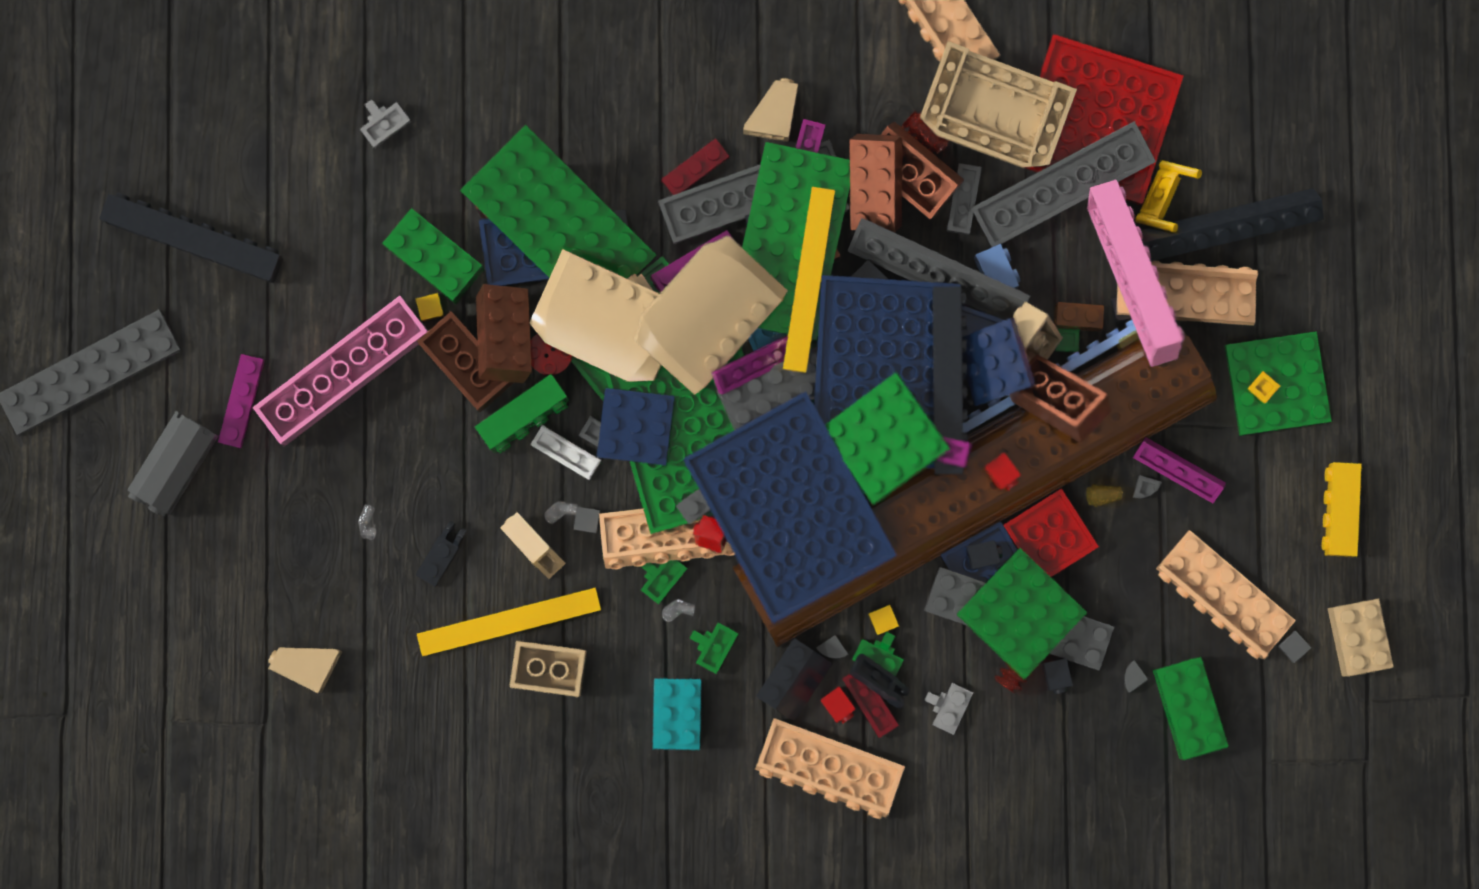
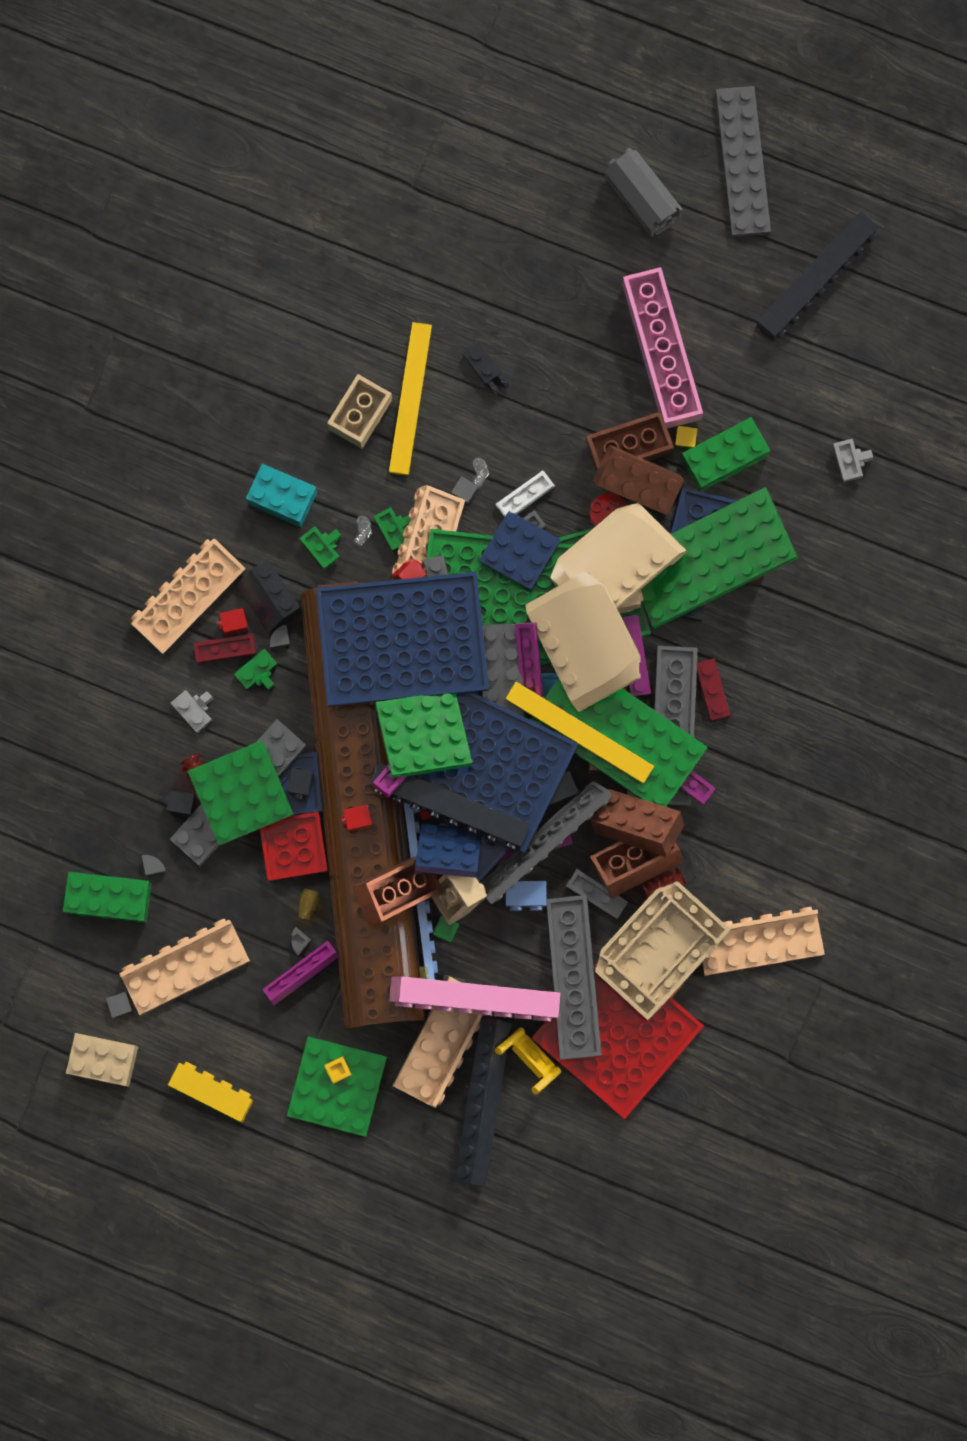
camera: 110 degrees right, 5 degrees down
(241, 401) = (672, 265): magenta plate -> none
(305, 665) = (443, 232): tan slope -> none
(364, 523) = (534, 319): clear arm -> none
(522, 414) = (568, 469): green brick -> none
(532, 545) = (461, 438): tan slope -> none
(774, 113) = (732, 771): tan slope -> none
(879, 680) = (238, 660): black hinge -> none
(883, 620) = (284, 686): yellow tile -> none
(1079, 316) = (460, 945): reddish brown brick -> none

